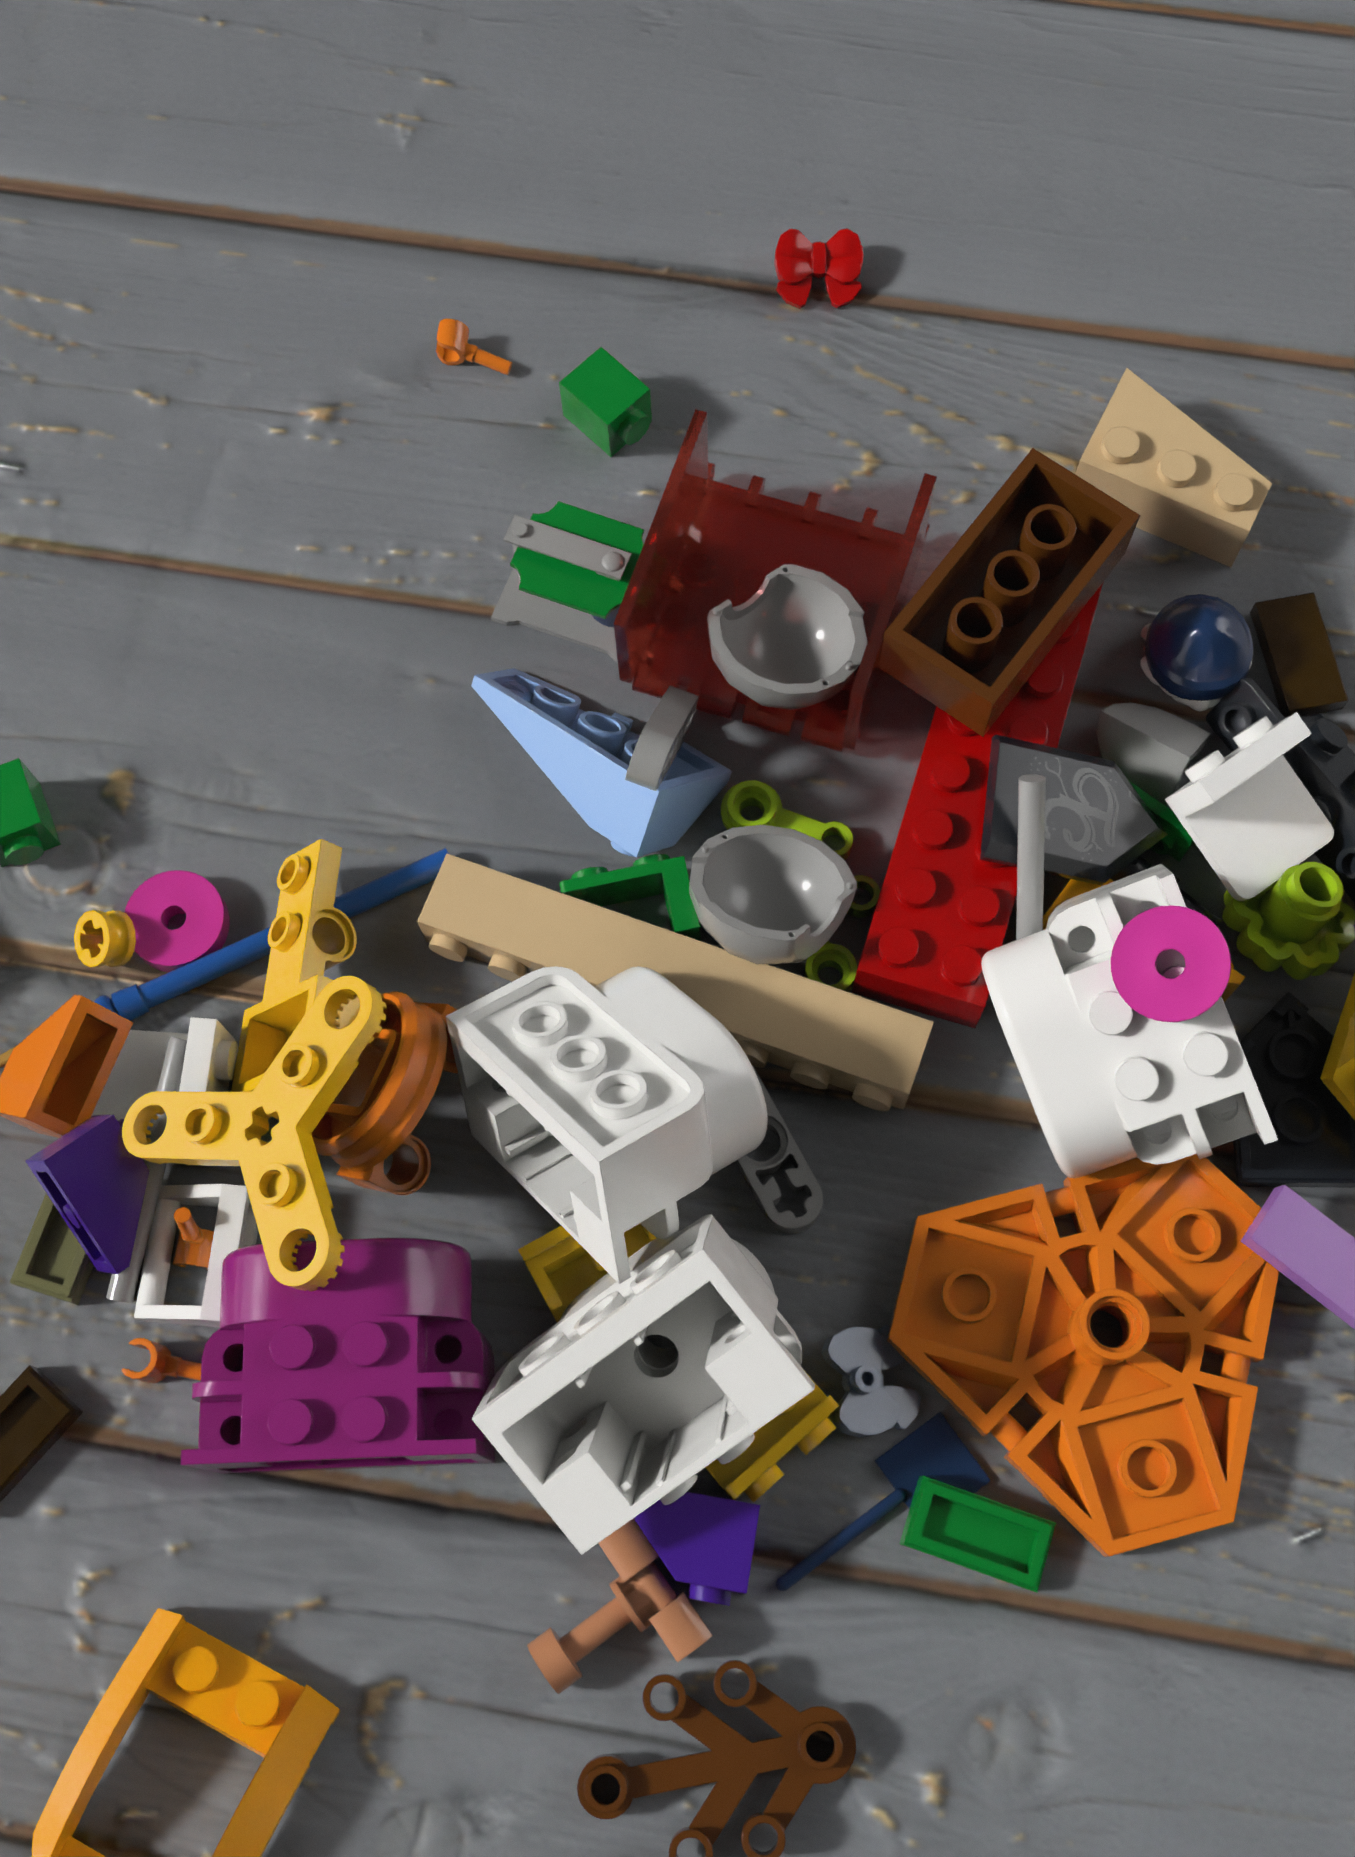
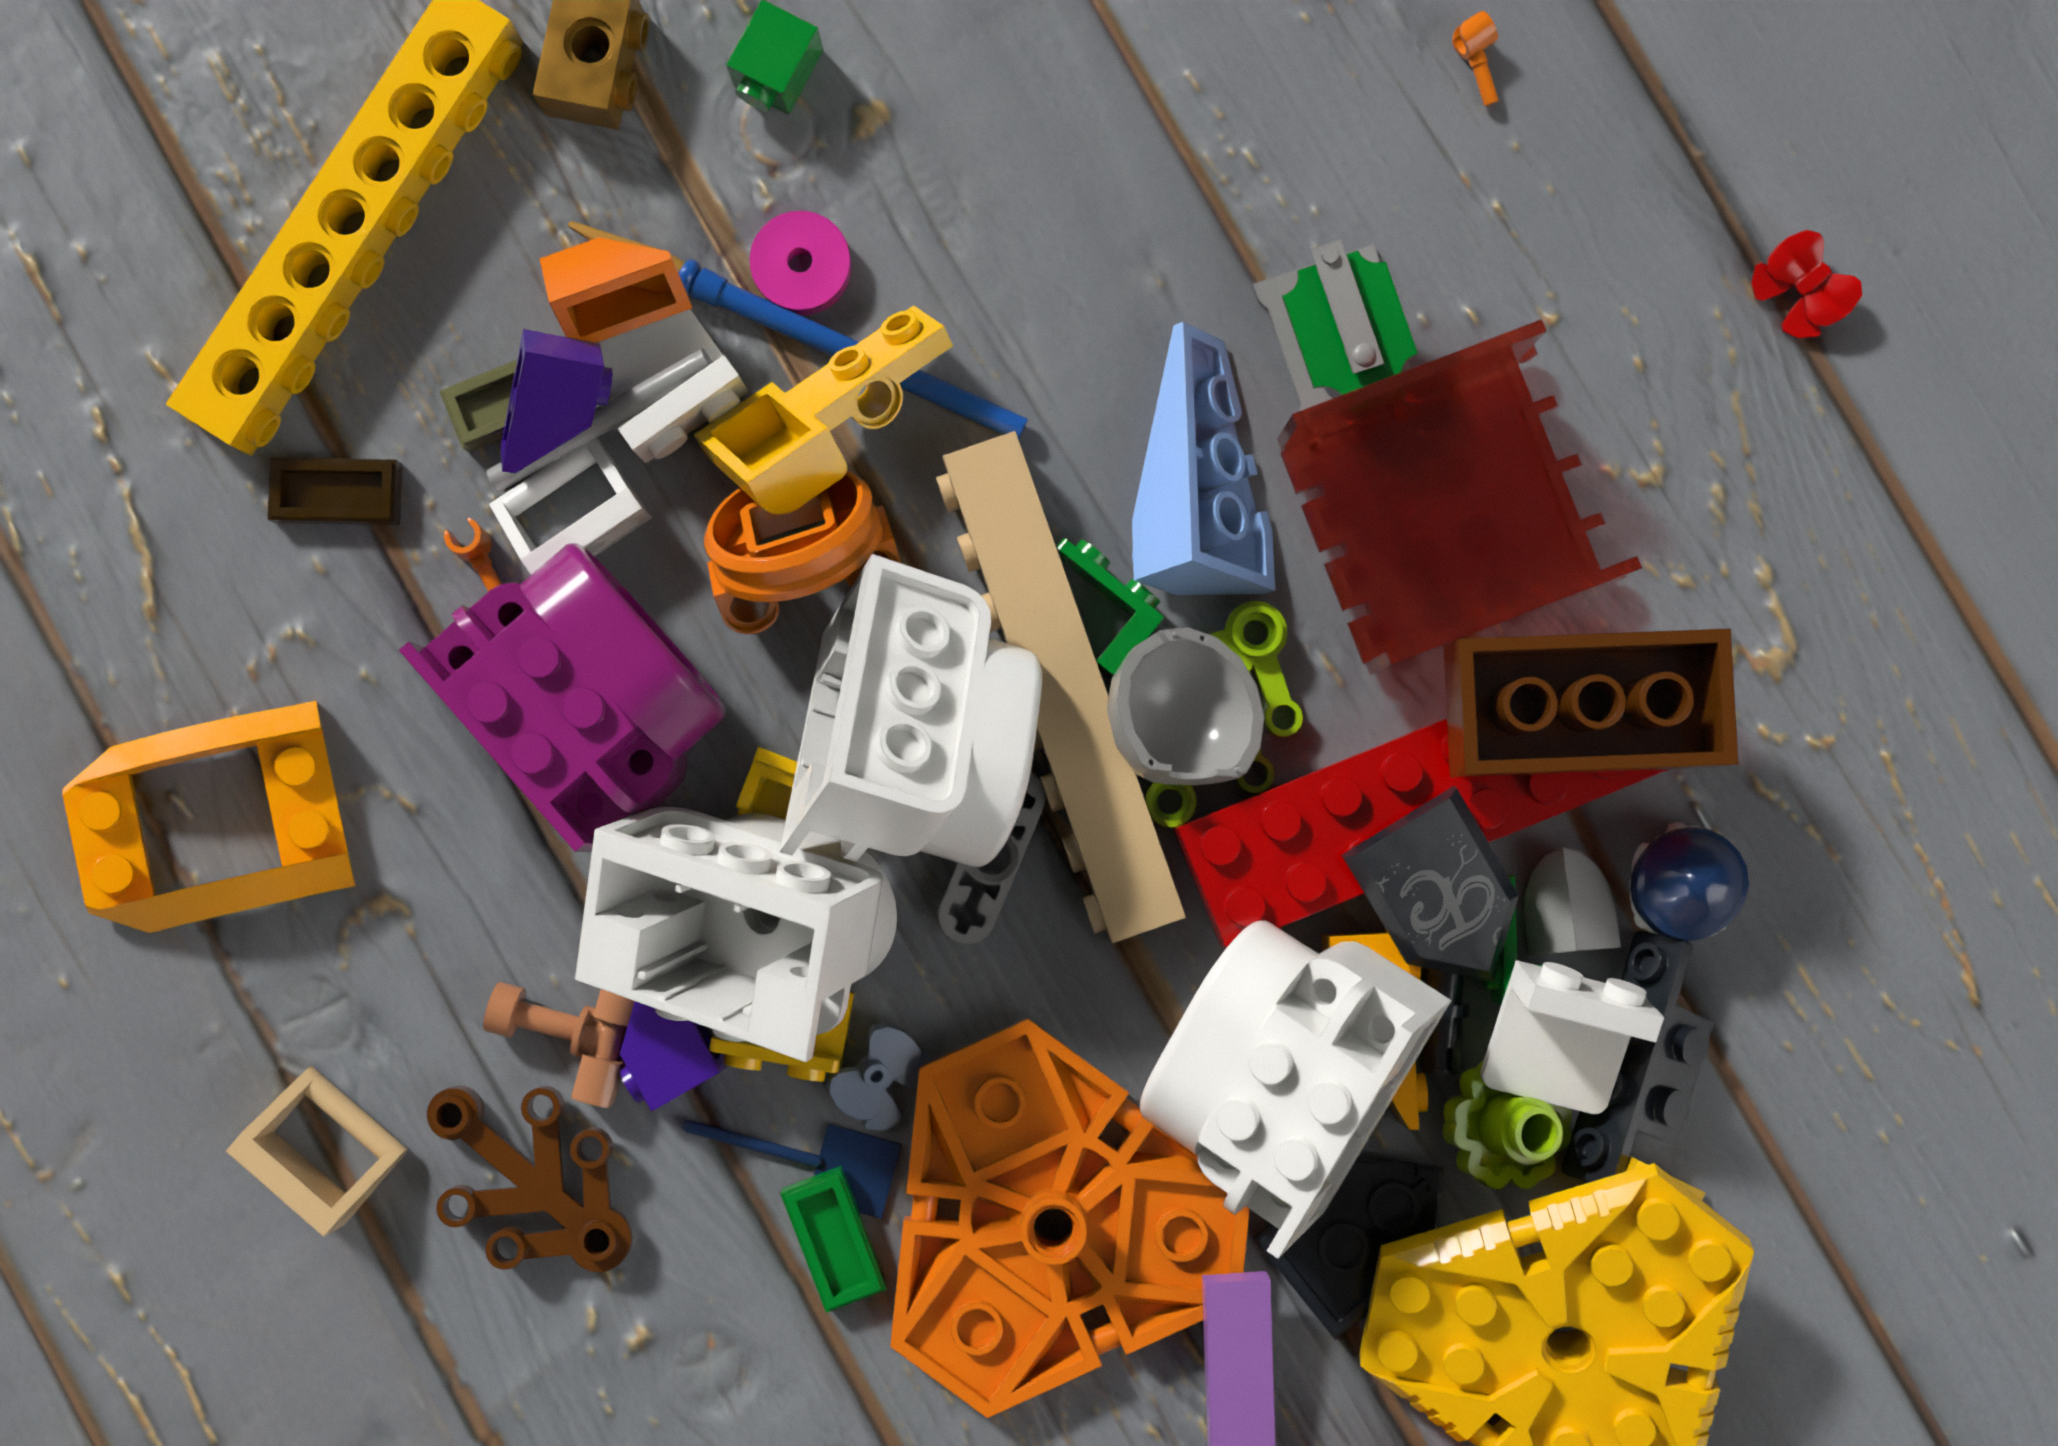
camera: 45 degrees right, 15 degrees up
(104, 938) = (739, 223): yellow bush -> none
(193, 1242) = (573, 501): orange hand -> none
(286, 1173) = (656, 538): yellow piece -> none
(606, 402) = (1521, 217): green brick -> none
(662, 738) = (1244, 522): light grey beam -> none
(790, 640) = (1414, 553): light grey cylinder -> none
(1030, 854) = (1369, 897): light grey bar -> none
(1136, 968) = (1369, 1077): dark pink piece -> none
(1172, 473) = (1836, 739): tan wedge -> none
(1298, 655) = (1755, 966): dark brown tile -> none

